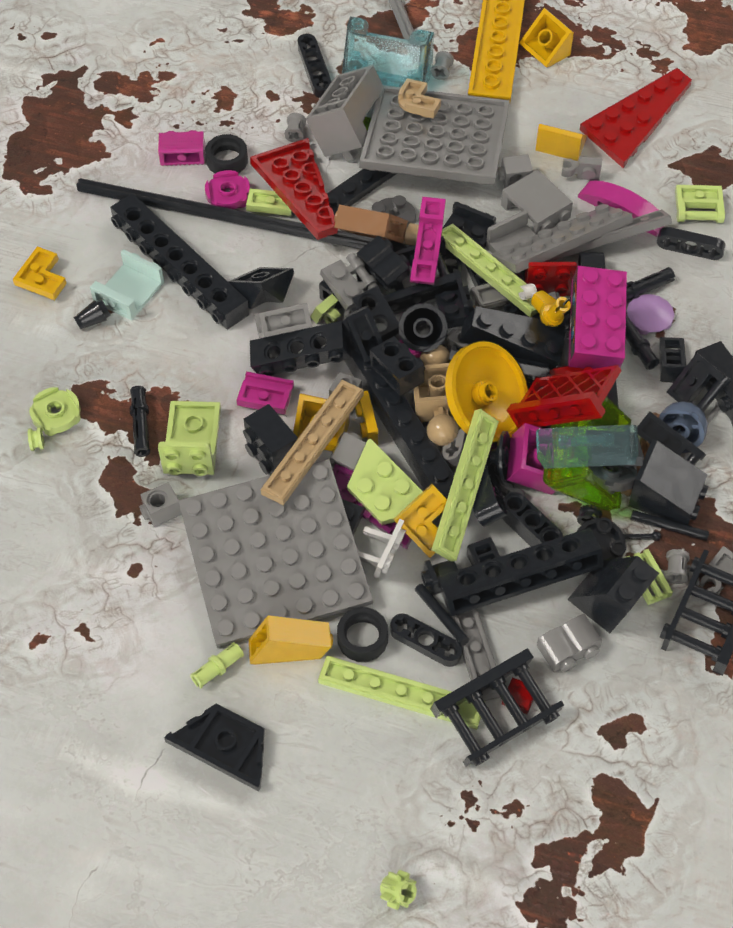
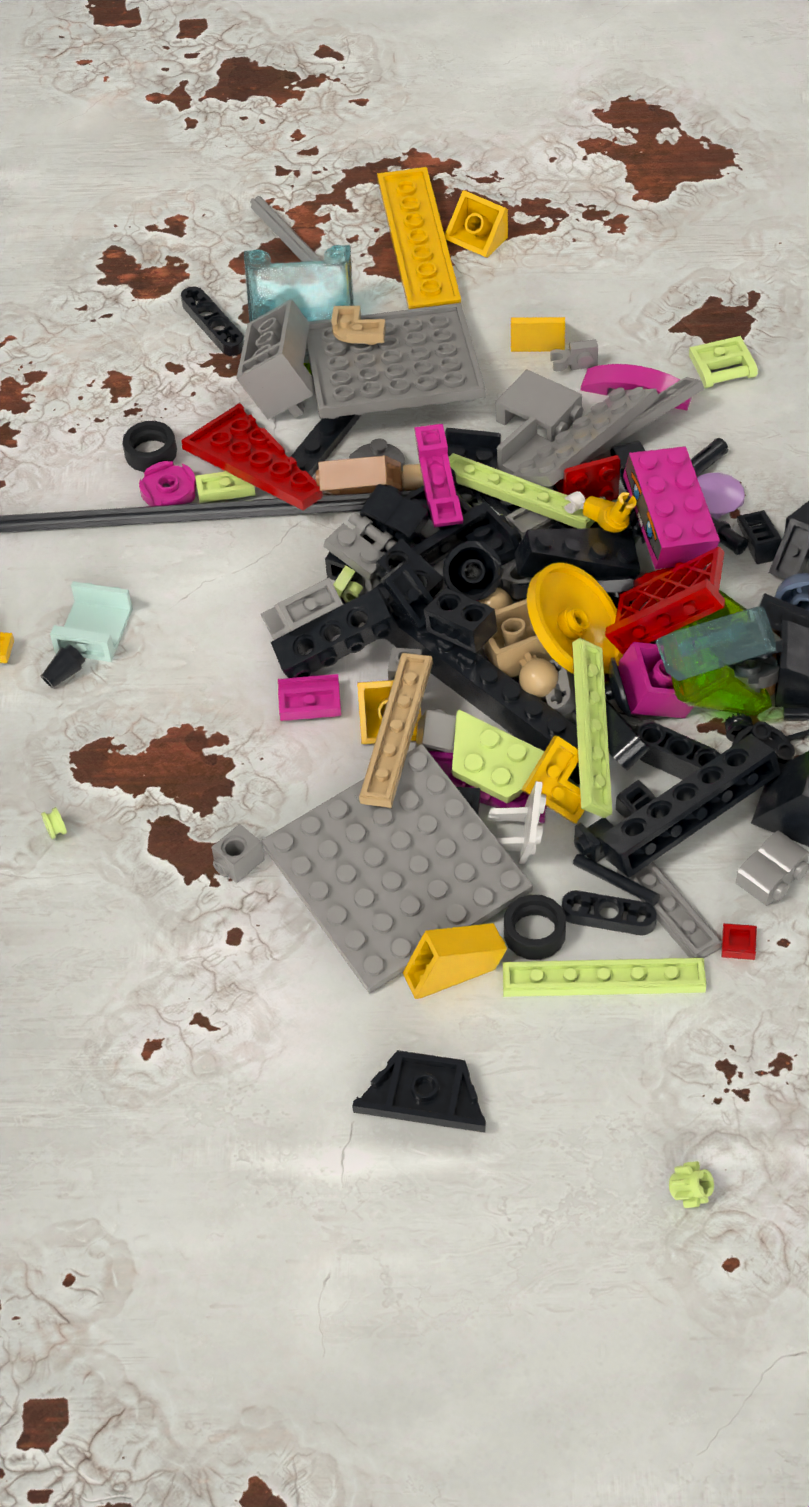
camera: 15 degrees left, 5 degrees down
(55, 422) = (70, 798): yellowish green plate -> none
(139, 411) = (167, 759): black pin -> none
(179, 261) = (145, 577): black brick -> none
(181, 148) = (92, 451): dark pink brick -> none
(191, 438) = (243, 770): yellowish green bracket -> none
(217, 665) = (379, 1010): yellowish green pin -> none
(264, 285) = (257, 579): black slope -> none
(267, 438) = (340, 744): black brick -> none
(294, 127) = (218, 389): light grey bush -> none
(368, 426) = (443, 693): yellow plate -> none
(444, 61) = (365, 279): light grey bush -> none
(473, 694) = (708, 928): black fence -> none
(514, 169) = (499, 376): light grey brick -> none
(633, 119) = (611, 287): red wing -> none
(704, 252) = (711, 400): black beam -> none

